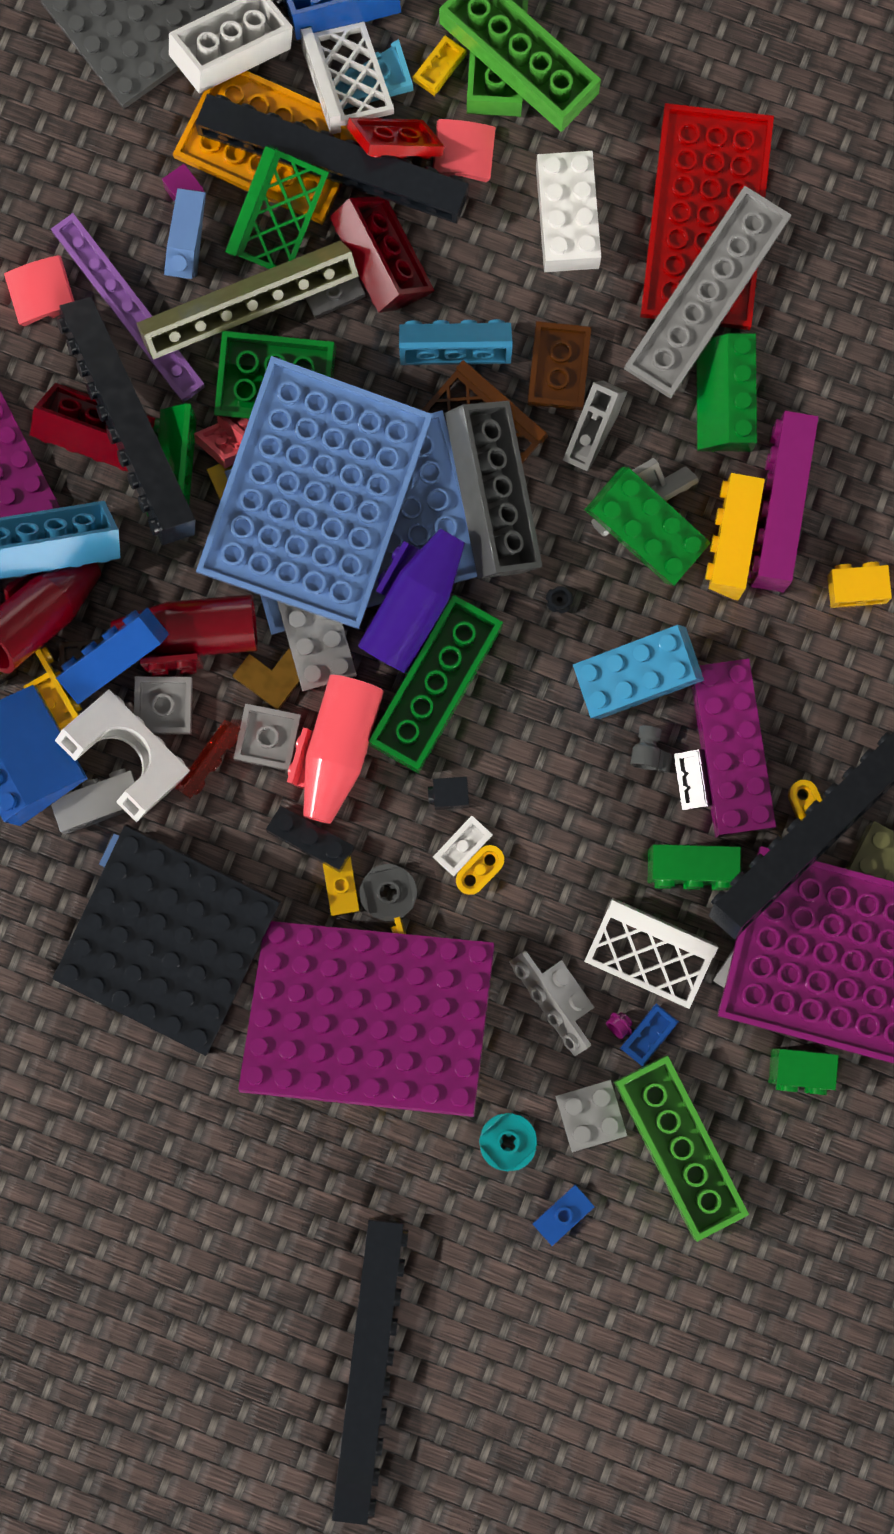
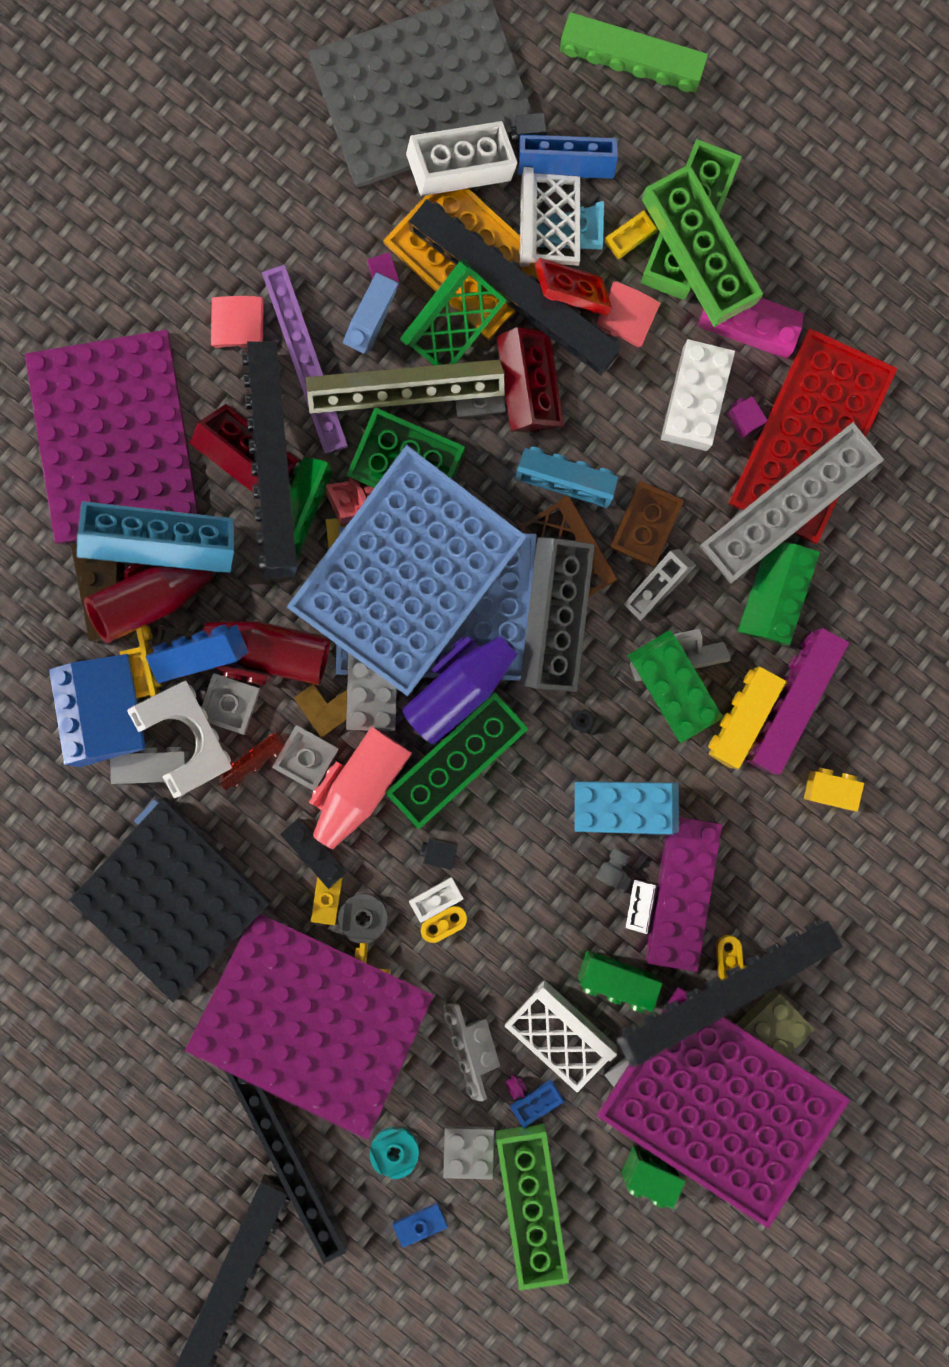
camera: 20 degrees right, 5 degrees up
(392, 1186) = (292, 1169): none -> black brick
(611, 118) = (762, 326): none -> dark pink slope
(629, 217) = (746, 416): none -> magenta brick

